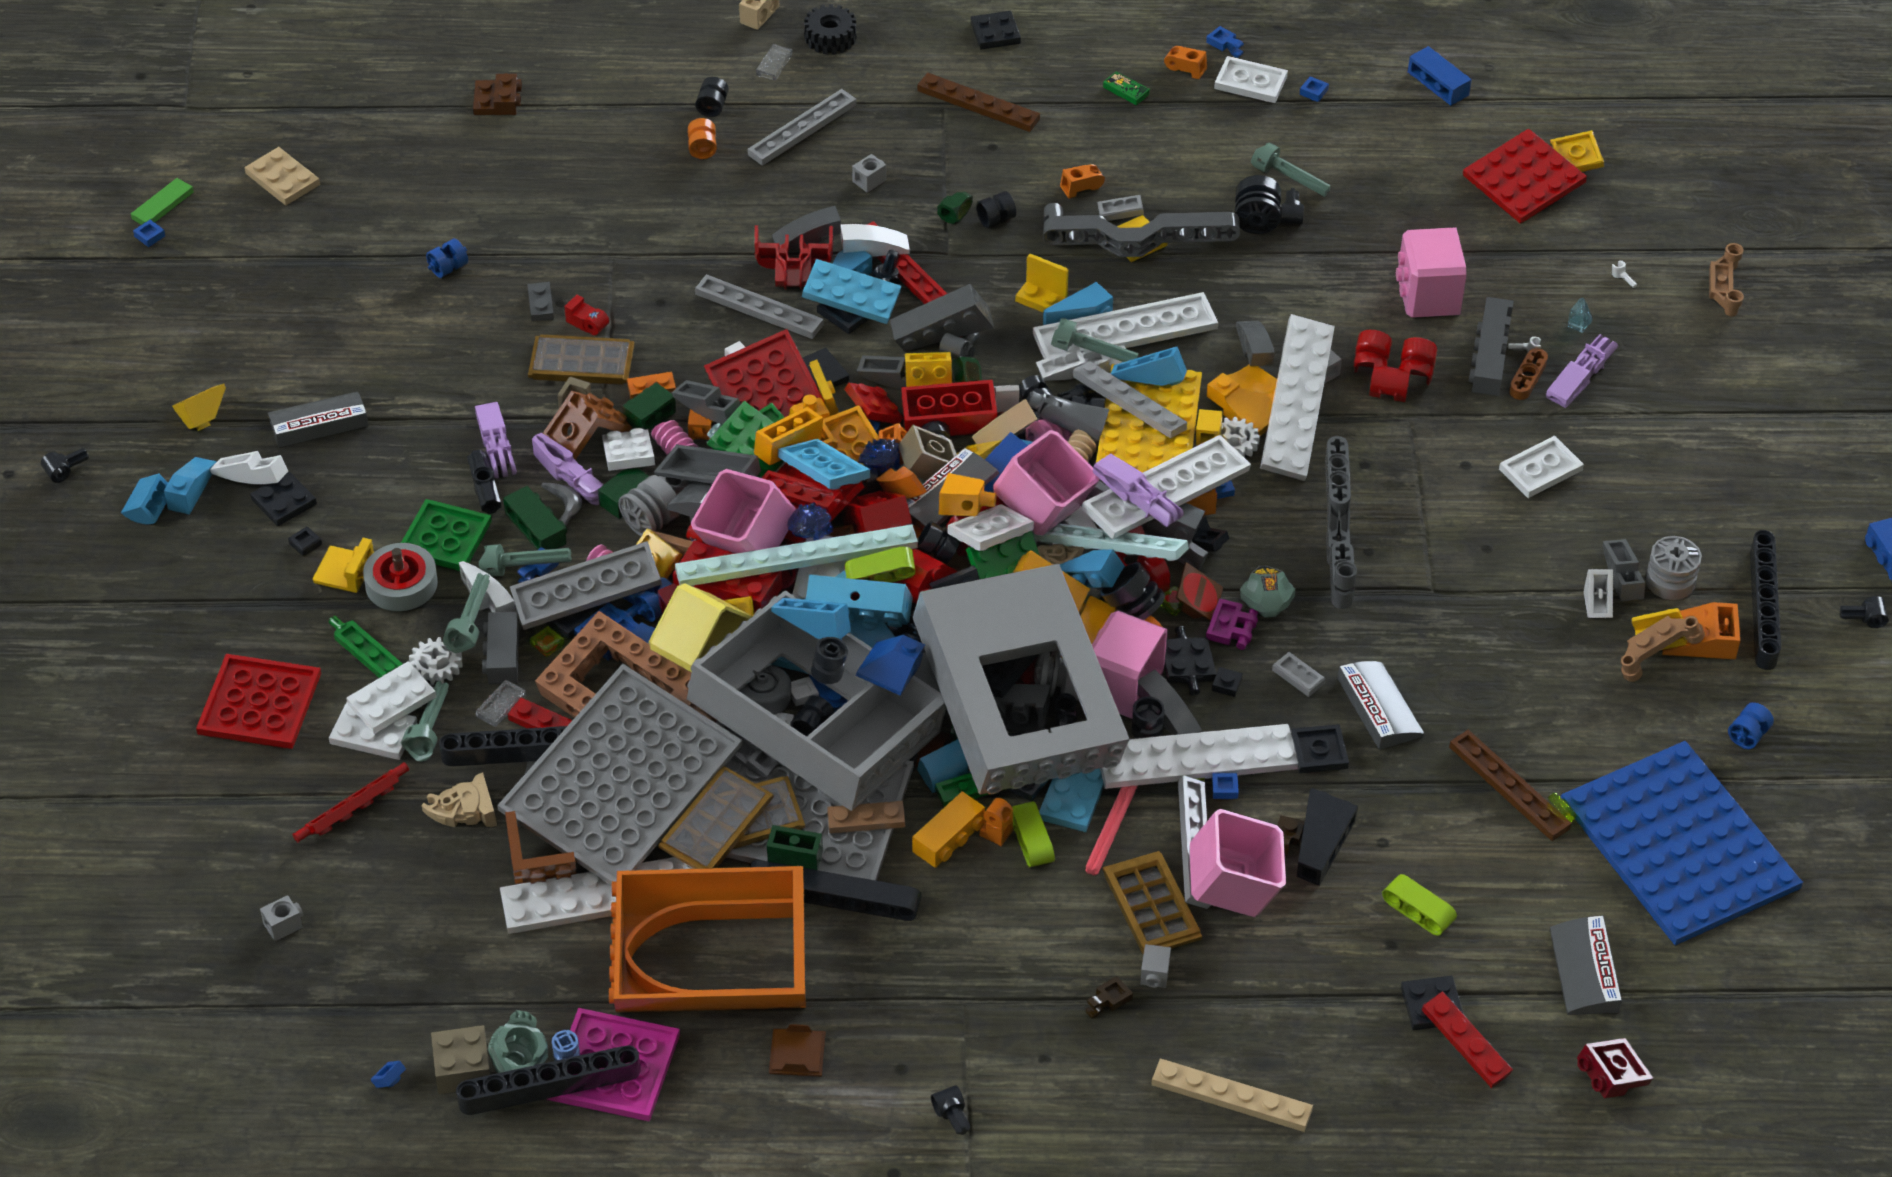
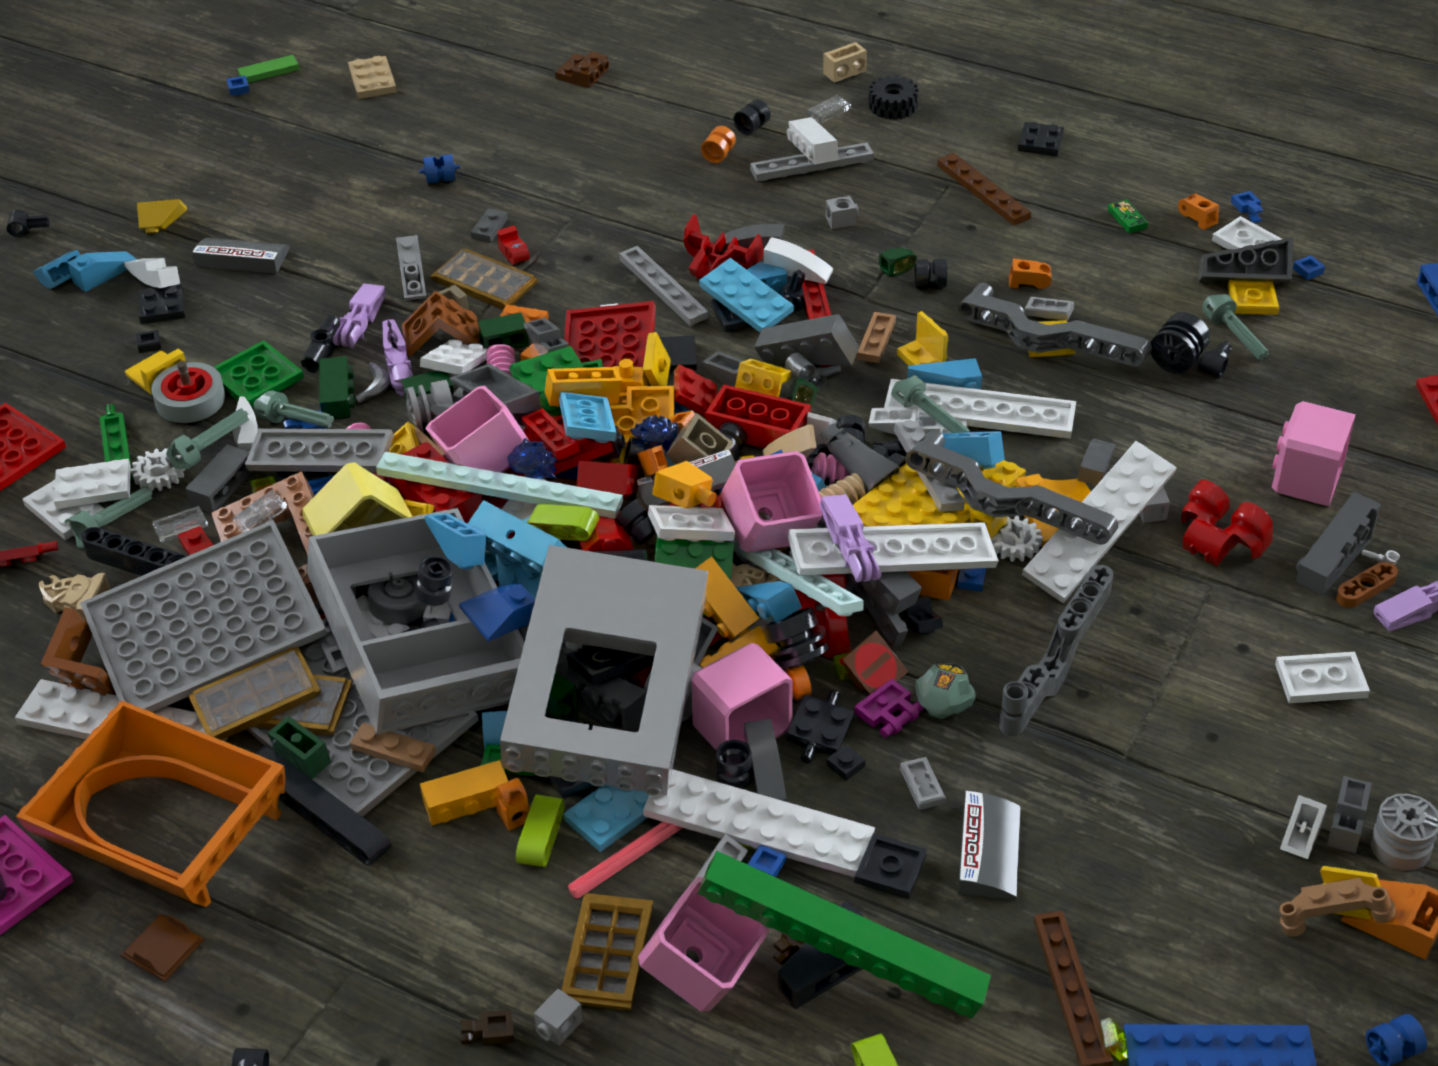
camera: 30 degrees right, 5 degrees down
(506, 376) = (411, 268): none -> light grey slope
(593, 662) = (260, 511): none -> clear plate
(795, 105) = (813, 140): none -> white brick
(990, 289) = (876, 337): none -> medium nougat plate
(1217, 410) = (1004, 501): none -> dark grey beam
(1274, 102) = (1250, 263): none -> dark grey wedge
(1286, 134) = (1254, 297): none -> yellow plate
(1337, 811) = (844, 935): none -> green brick

